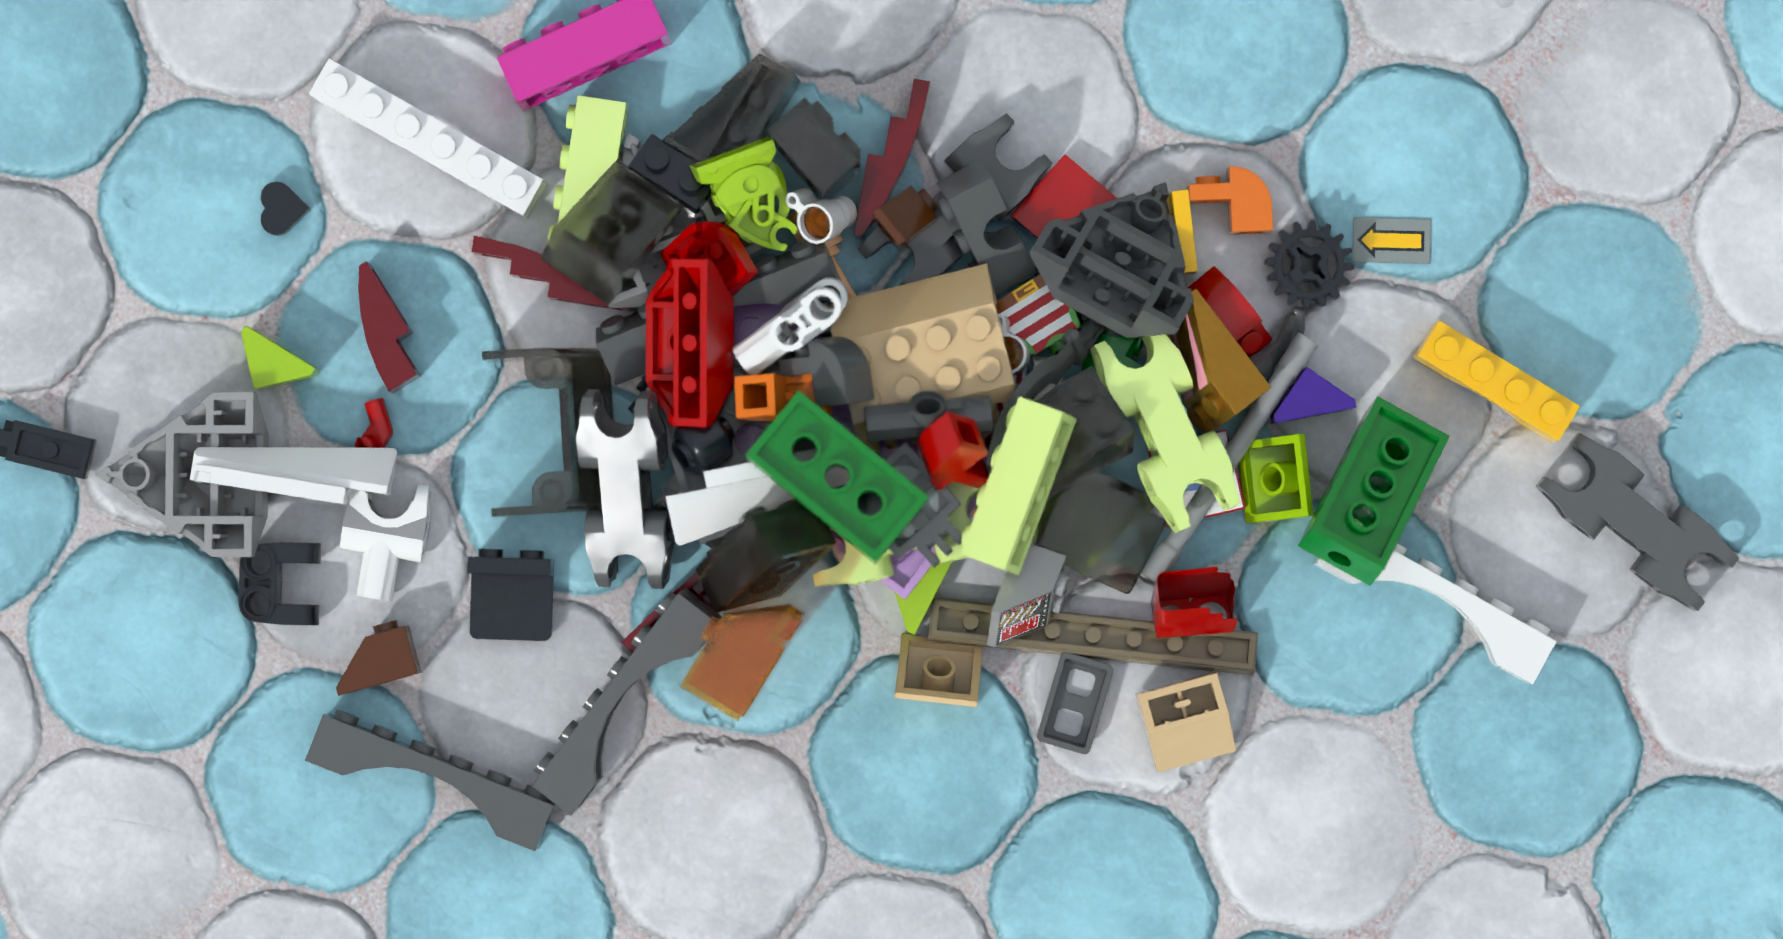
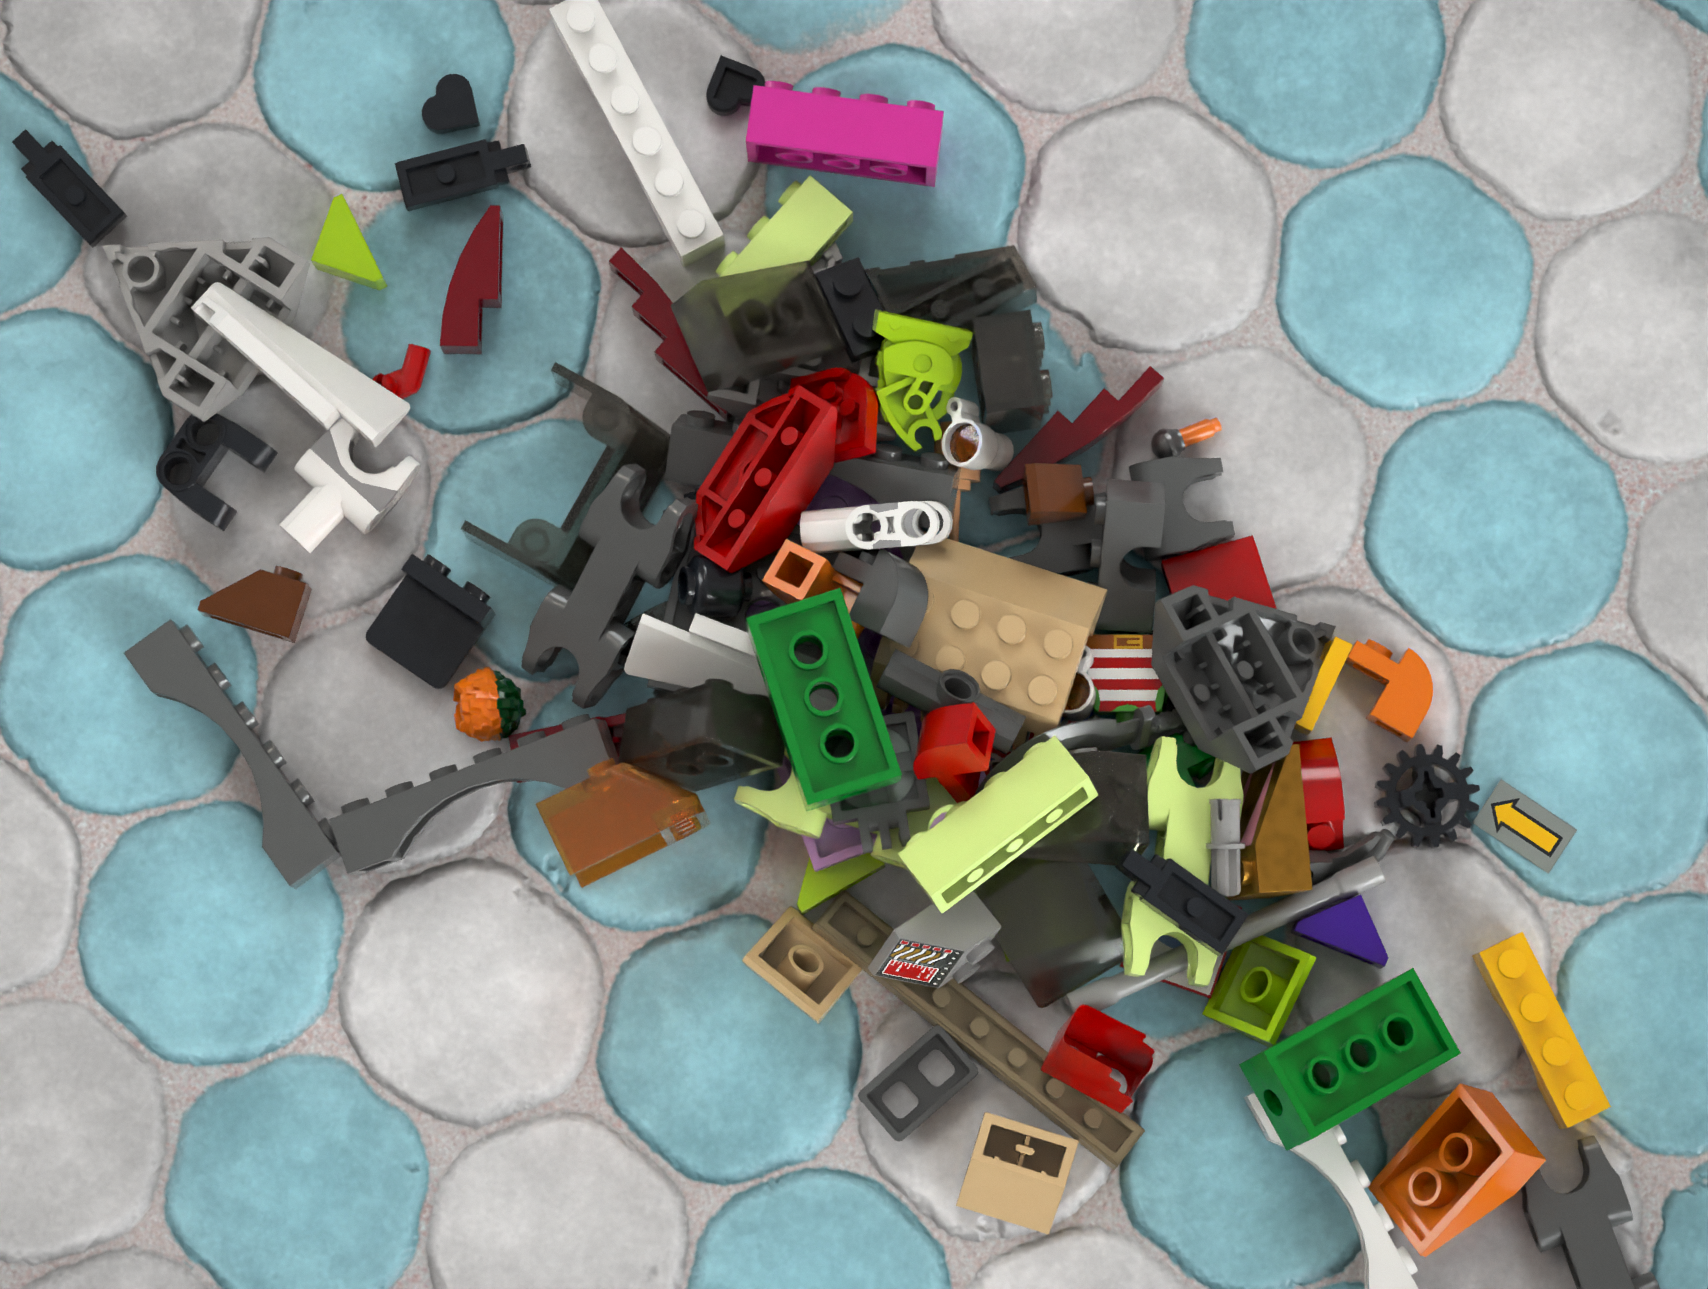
camera: 30 degrees right, 5 degrees down
(318, 254) = (458, 172): none -> black hinge
(477, 63) = (732, 86): none -> black tile
(592, 629) = (487, 705): none -> orange piece
(963, 124) = (1174, 441): none -> piece
(1185, 455) = (1183, 900): none -> black hinge
(1190, 396) = (1225, 846): none -> light grey axle
(1497, 520) = (1455, 1169): none -> orange slope

